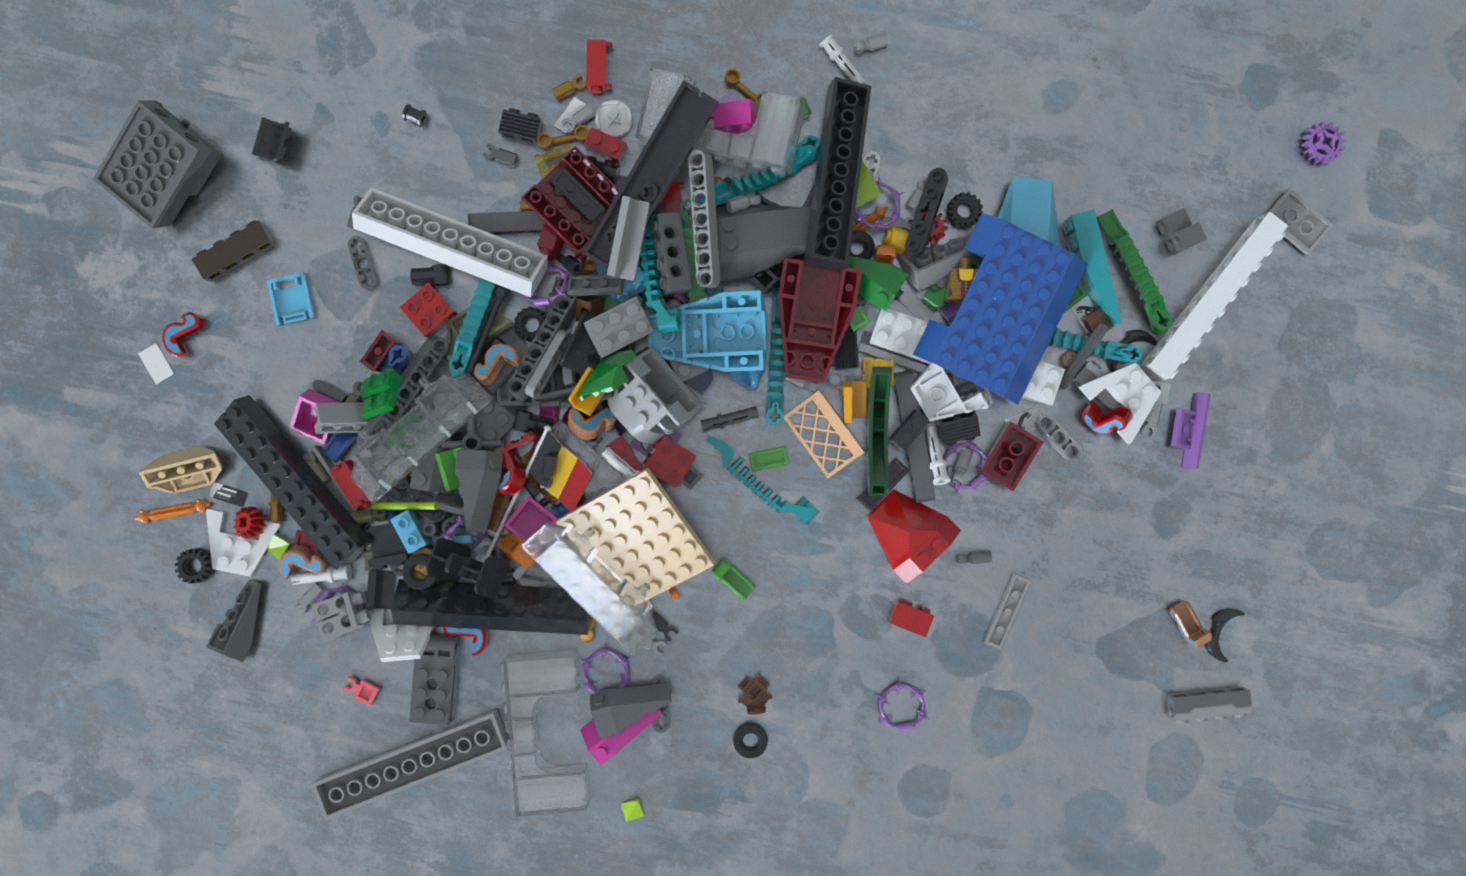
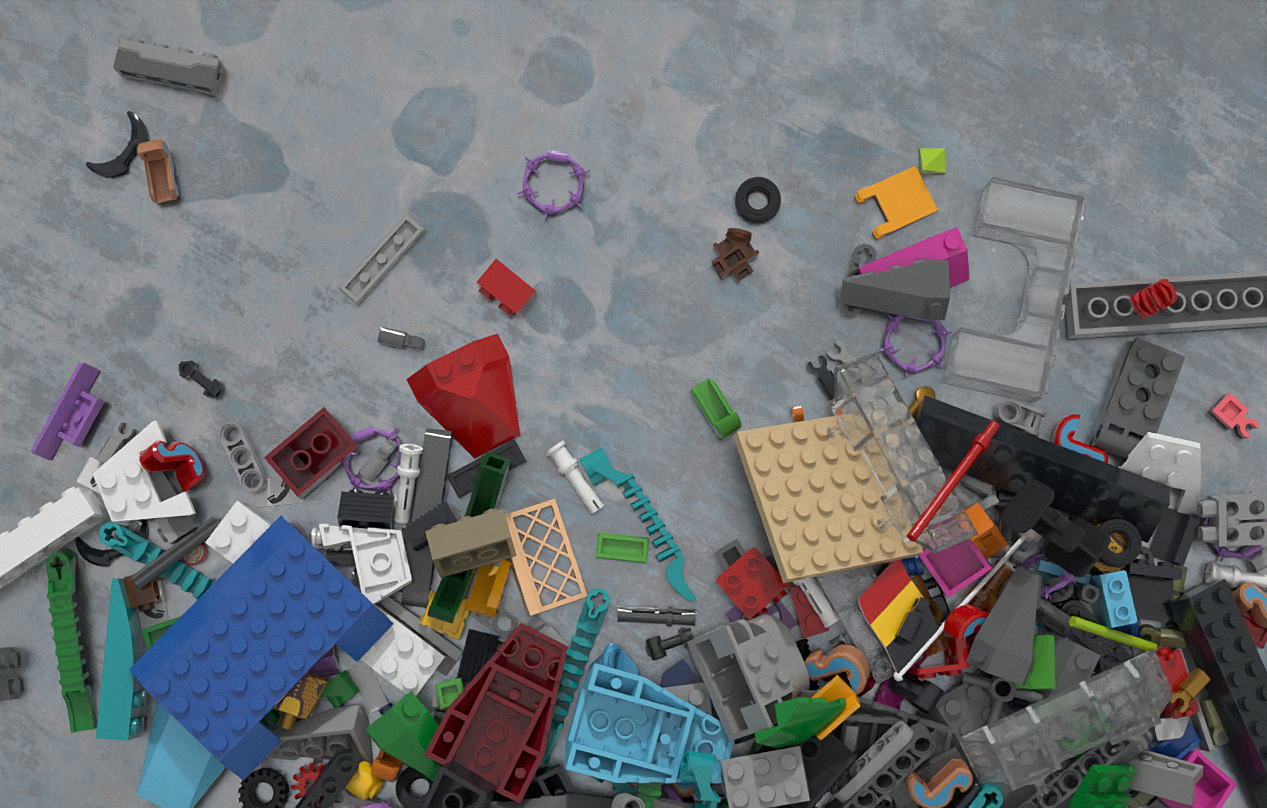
camera: 160 degrees left, 5 degrees down
(340, 484) = (1190, 689): none -> pearl gold bar
(345, 453) = (1171, 728): none -> white slope
(443, 757) = (1154, 298): none -> red gear
(512, 640) = (1023, 417): none -> light grey piece
(537, 611) = (980, 444): none -> red bar
(646, 773) = (901, 199): none -> light orange flag
(722, 396) = (657, 647): none -> pearl dark grey bar
(825, 503) = (568, 467): none -> white pin
(877, 427) = (470, 542): none -> dark tan brick
(1116, 487) = (189, 369): none -> black bar

